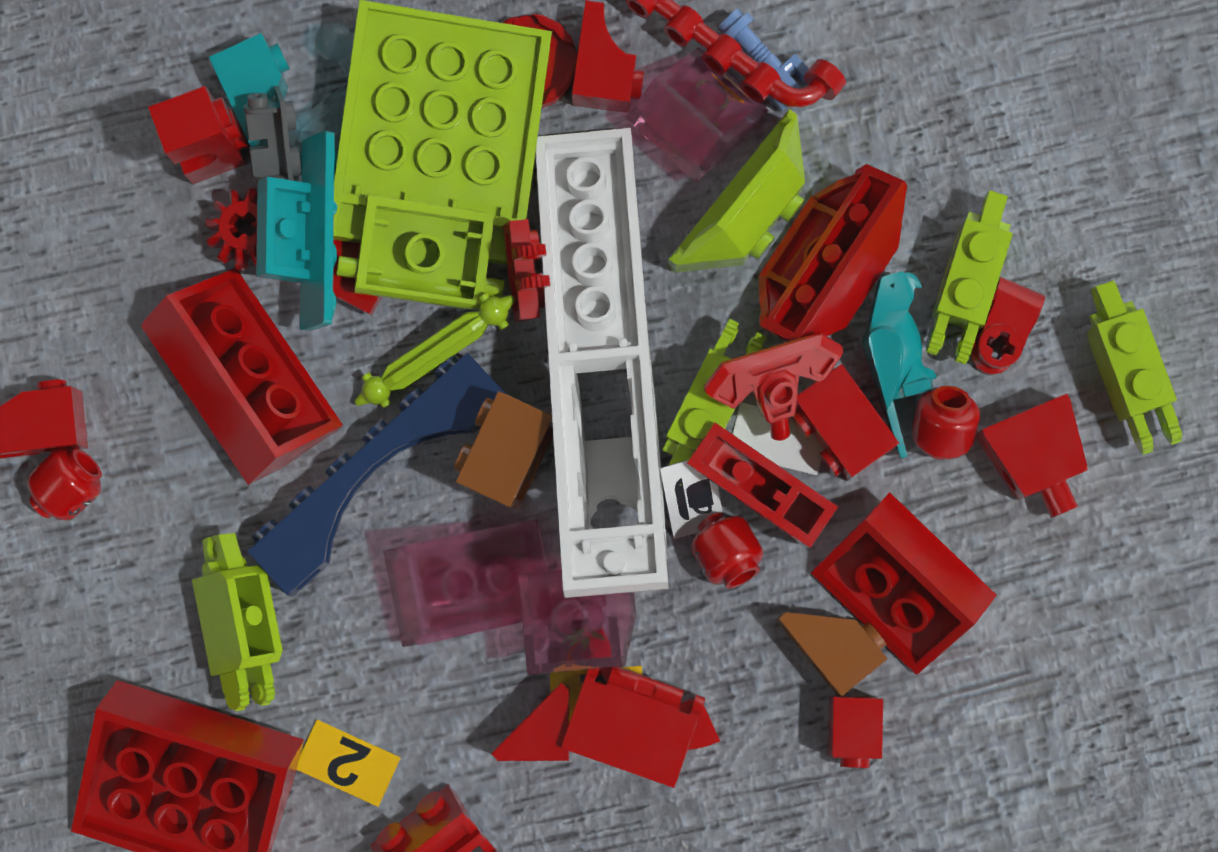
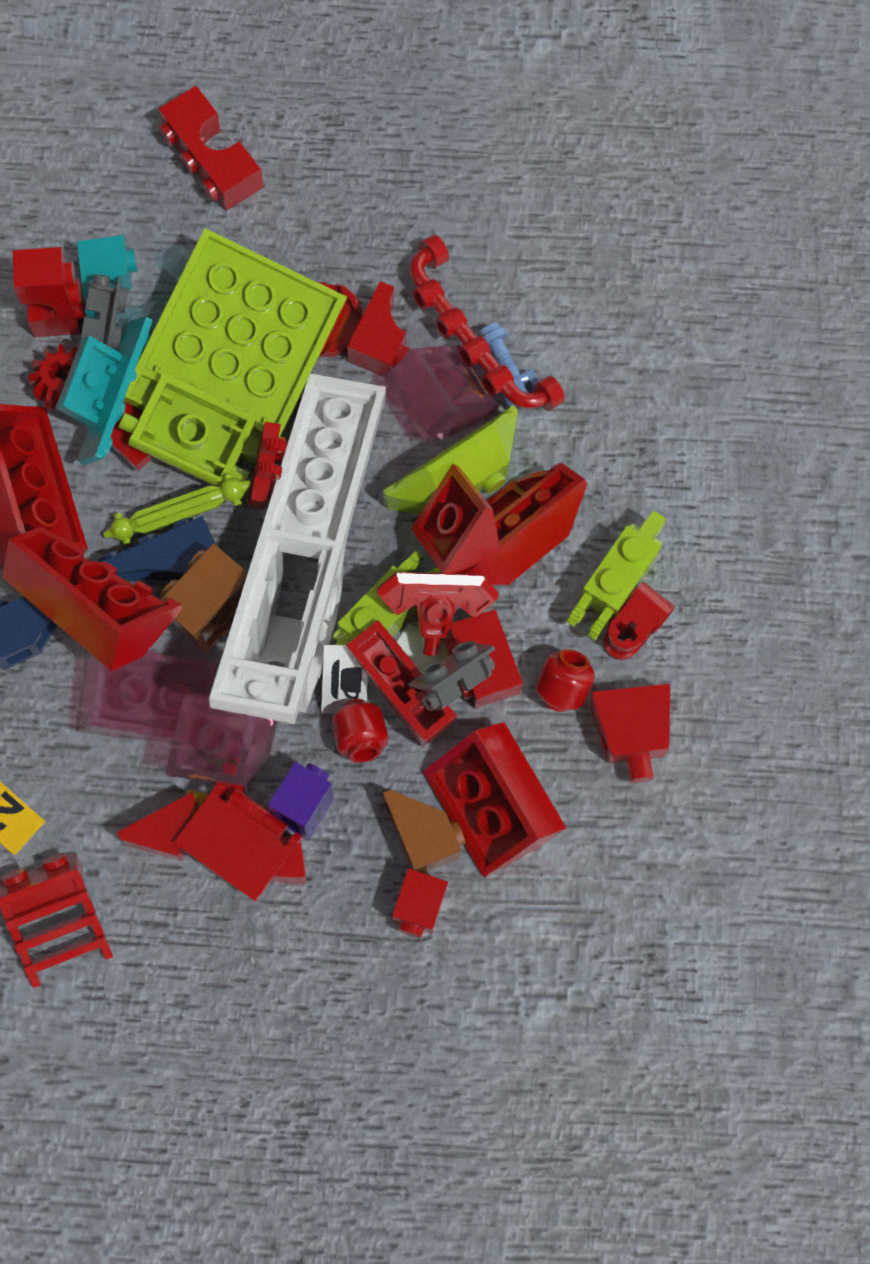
camera: 10 degrees right, 10 degrees down
(372, 499) = (87, 597): none -> red wedge
(691, 653) = (303, 799): none -> dark purple brick
(771, 282) = (457, 525): none -> red slope
(831, 444) = (439, 680): none -> dark grey hinge
(895, 347) = (544, 611): teal animal -> none
(1131, 366) = (728, 680): lime hinge -> none

